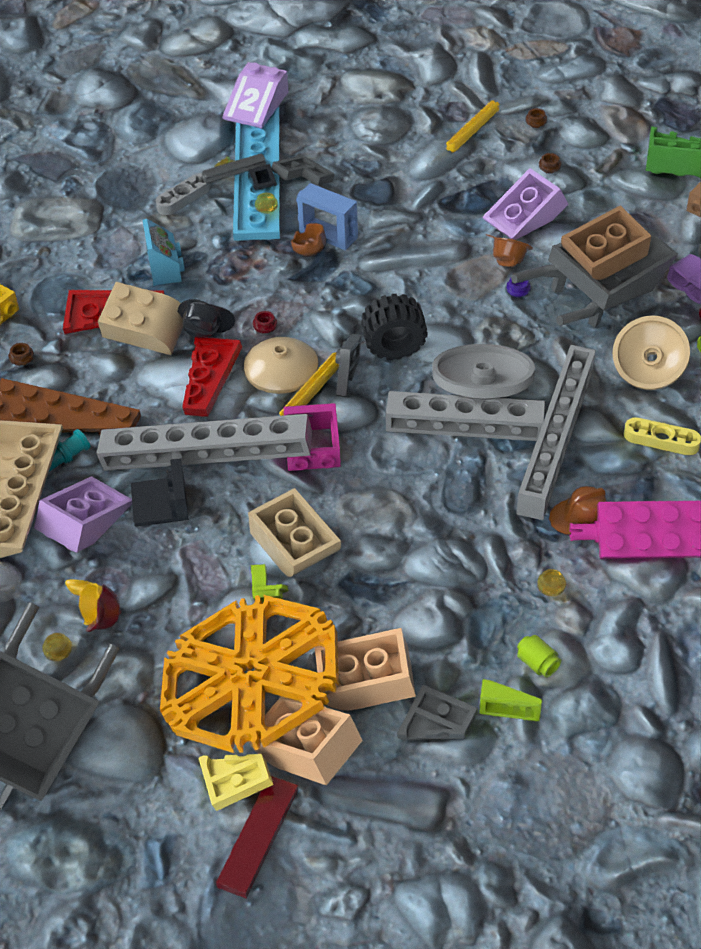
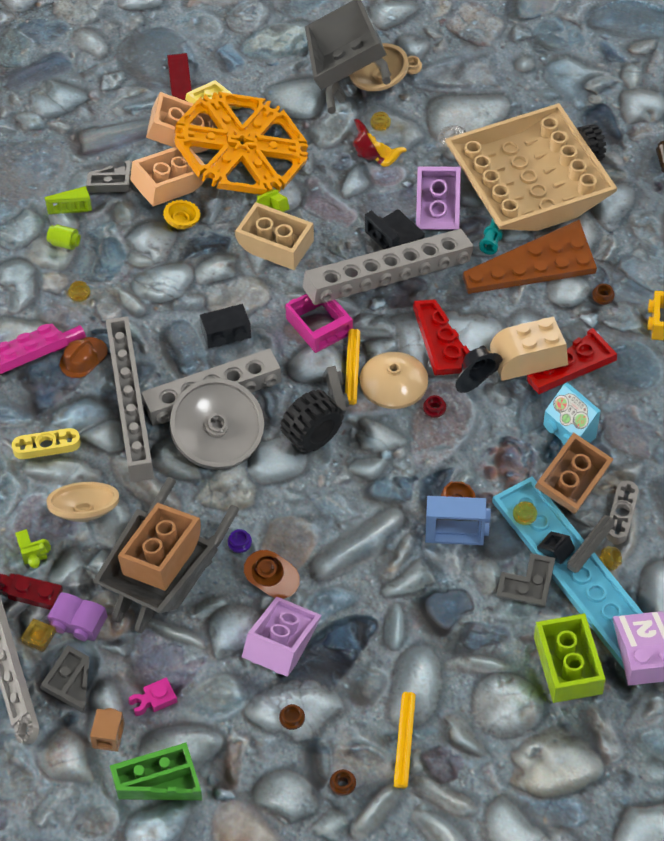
camera: 150 degrees right, 5 degrees up
(203, 212) = (574, 473): none -> medium nougat brick
(316, 115) = (569, 658): none -> lime brick
(379, 617) = (181, 214): none -> yellow hat
(414, 463) = (225, 326): none -> black brick
(653, 214) = (157, 695): none -> dark pink plate

